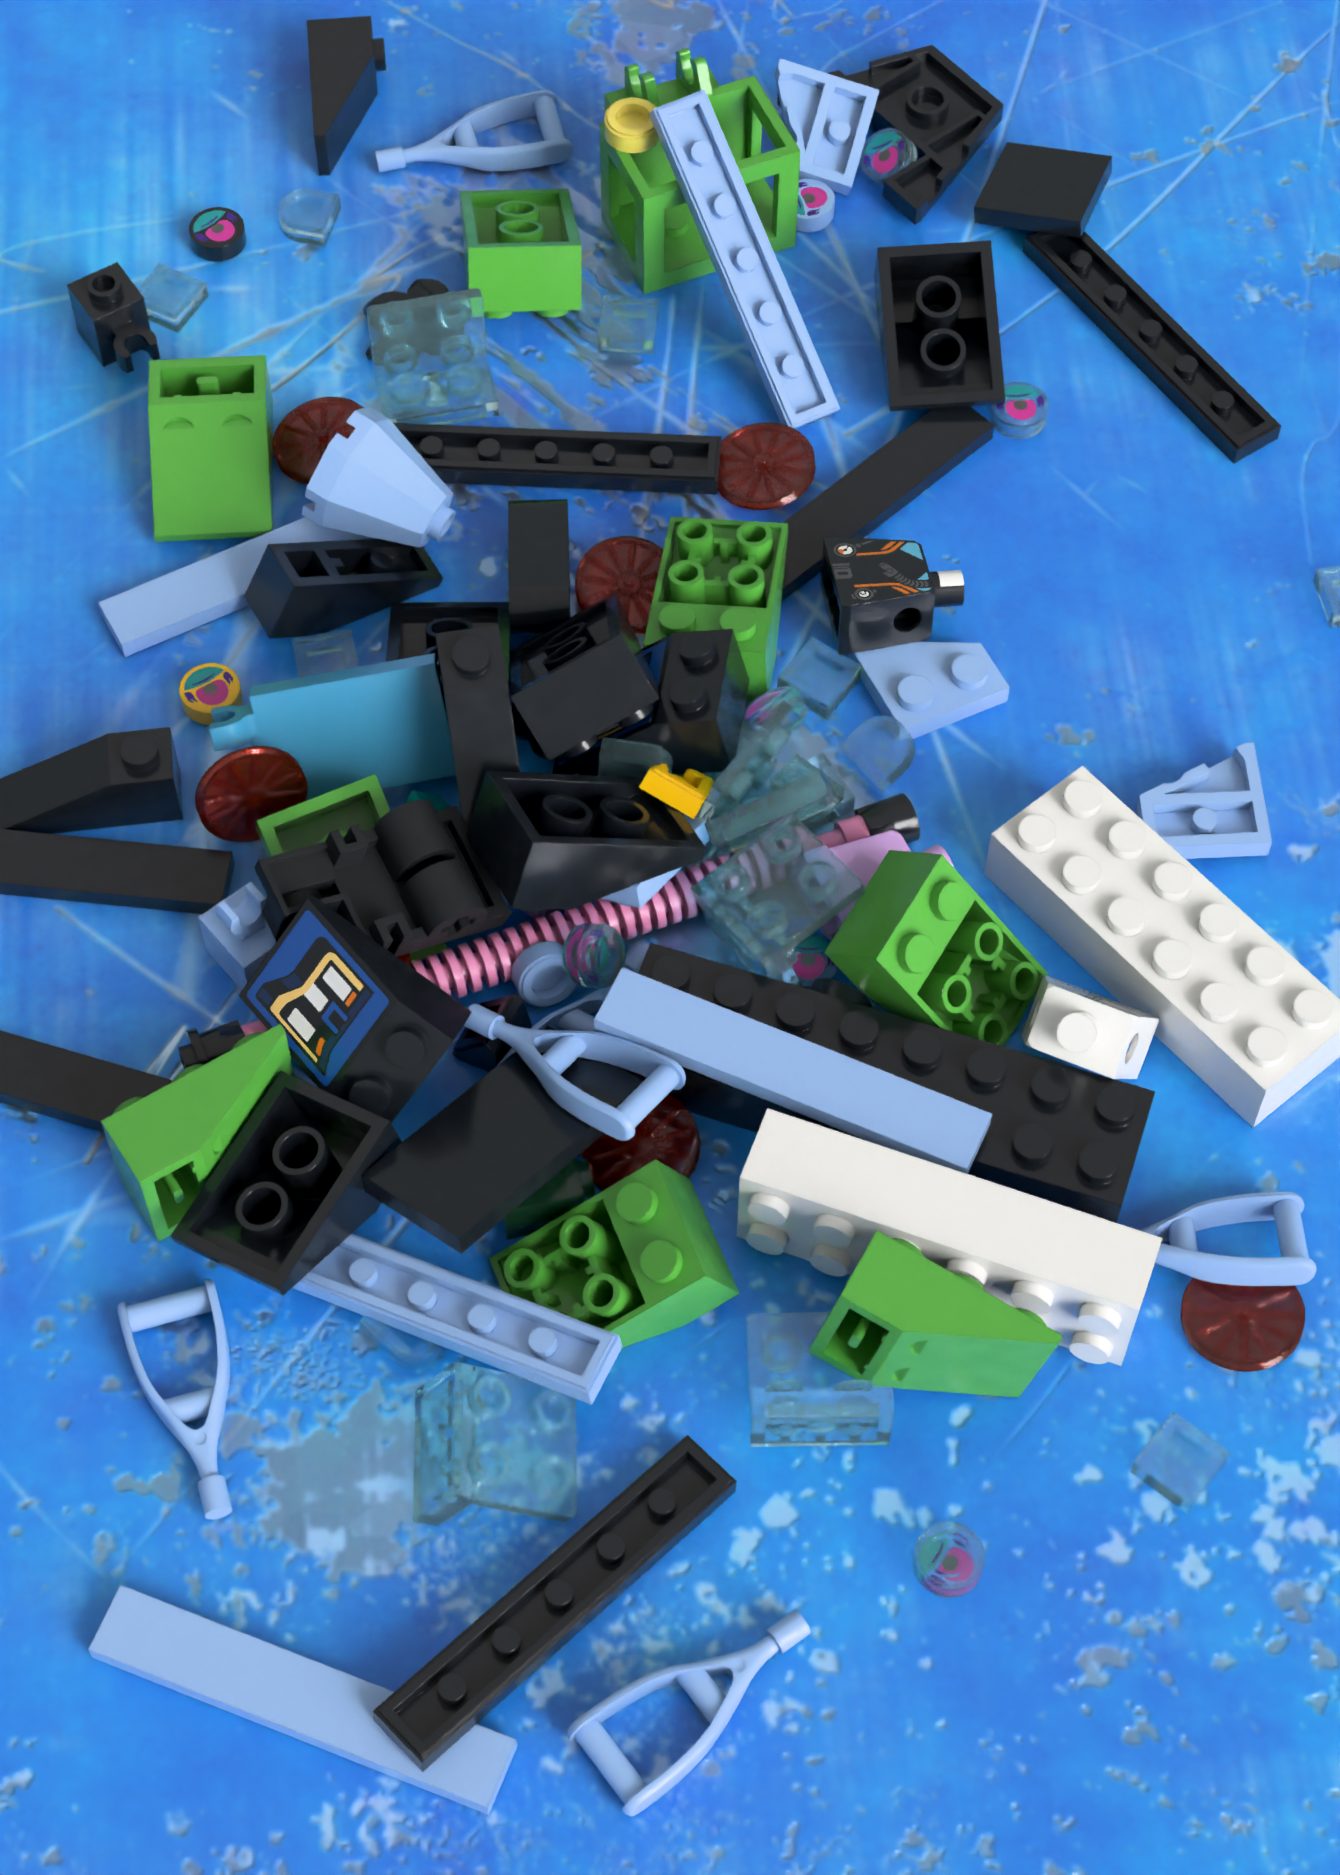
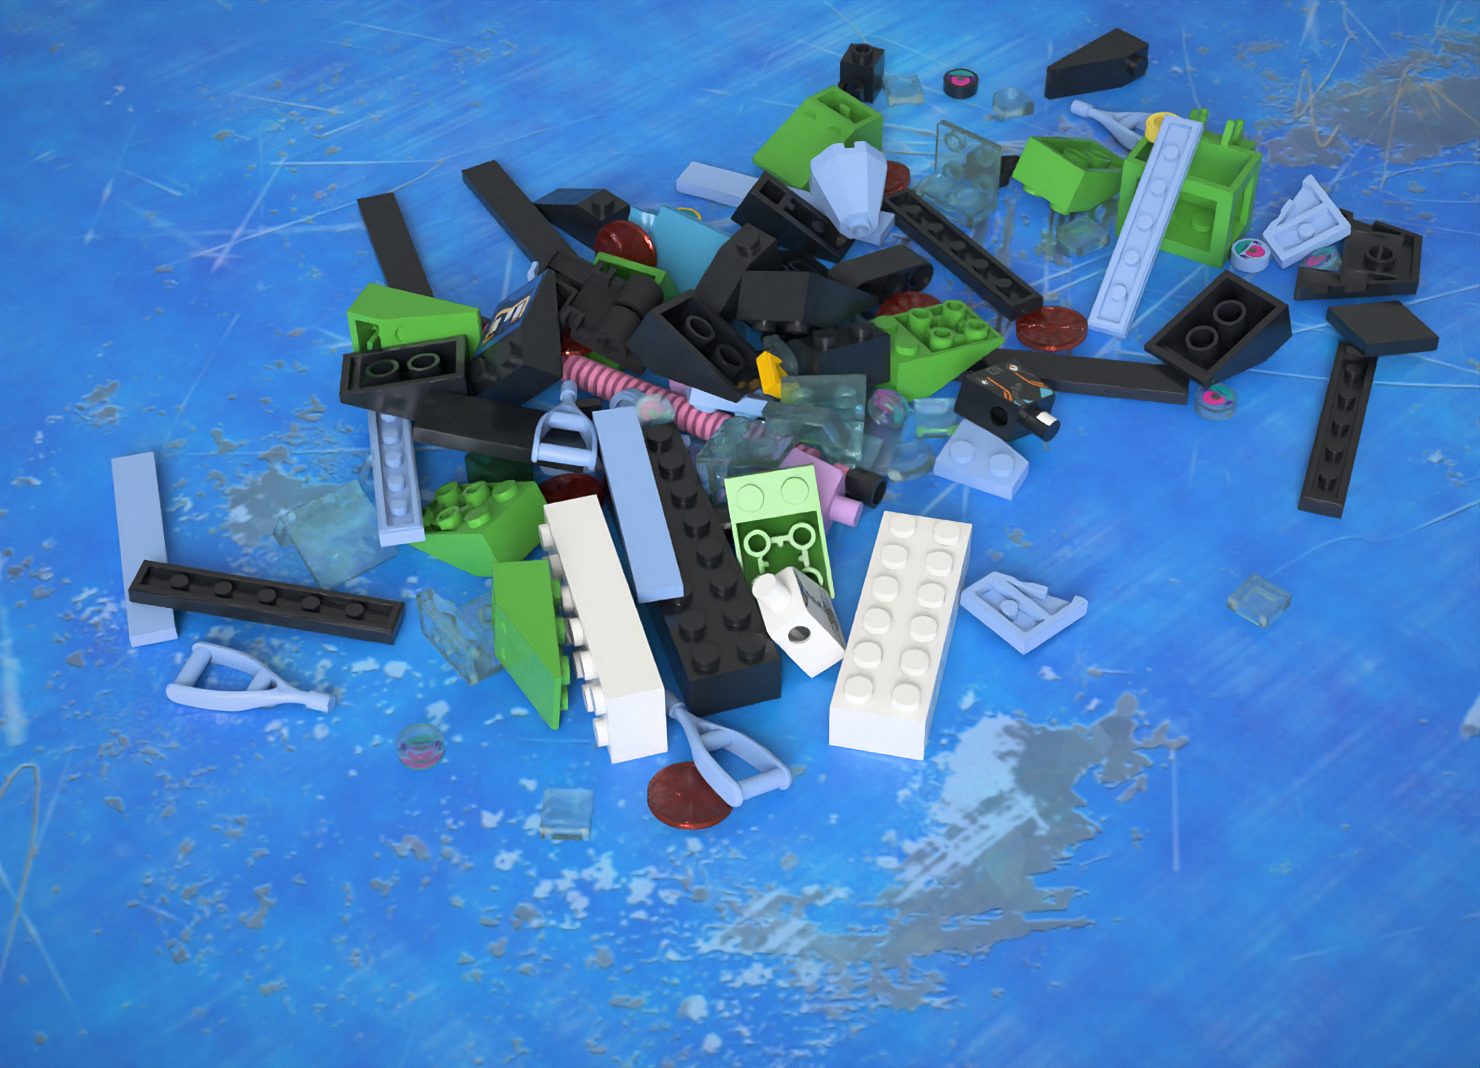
camera: 55 degrees right, 15 degrees down
(193, 1405) = (268, 430): light blue piece -> none

